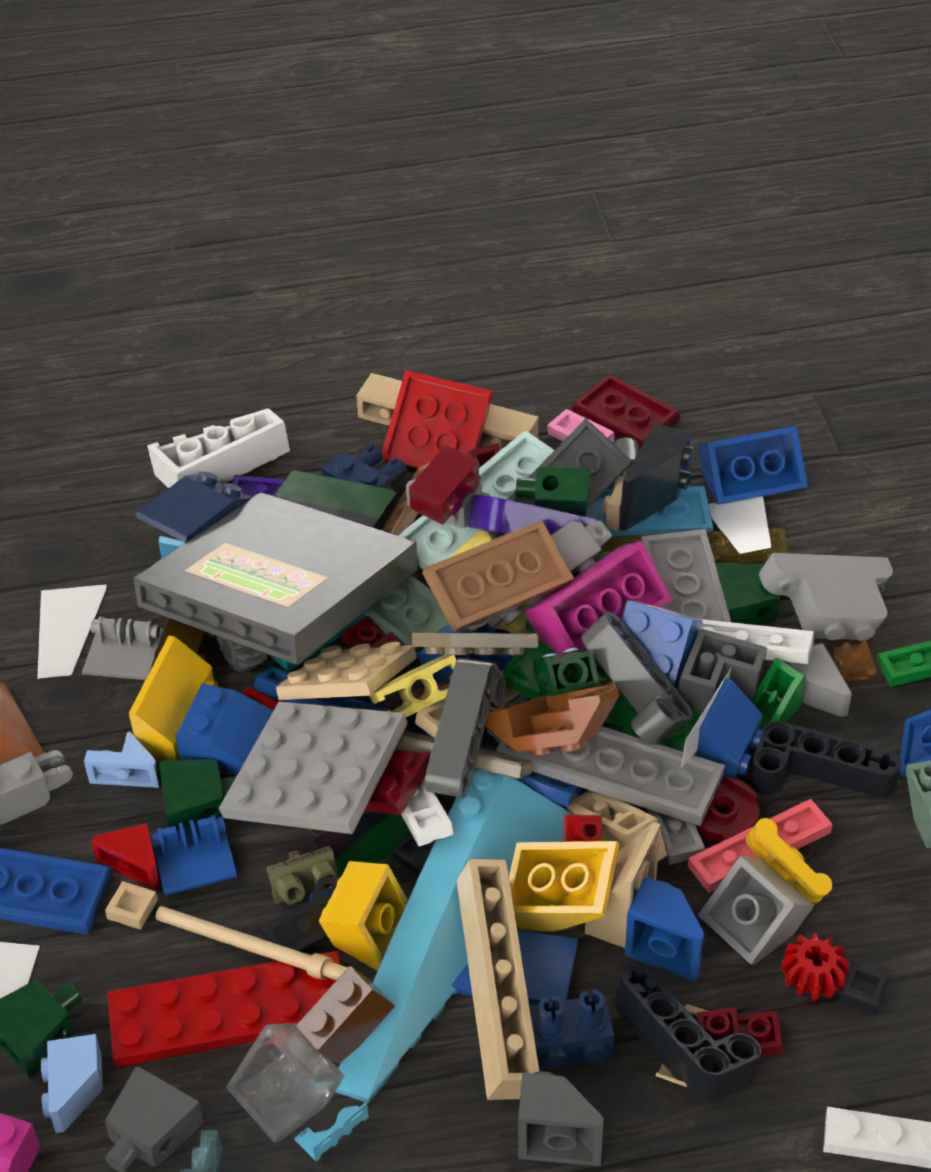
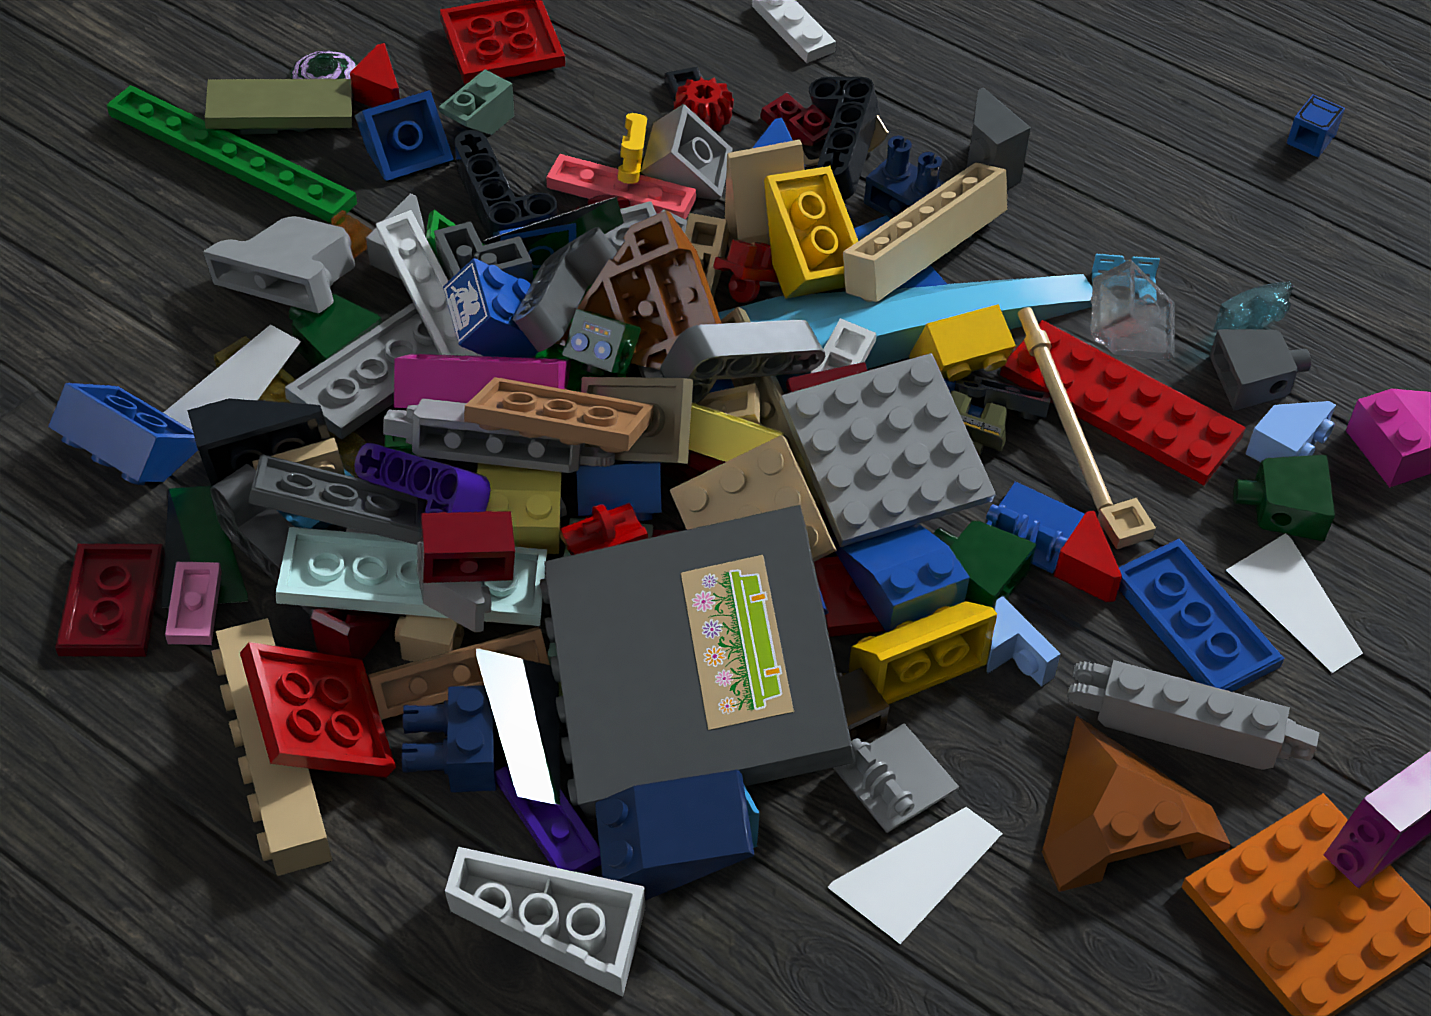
camera: 135 degrees left, 5 degrees up
(345, 1015) = (1058, 293): reddish brown brick -> none
(414, 602) = (603, 530): none -> red hips
(569, 488) = (374, 462): dark green torso -> none

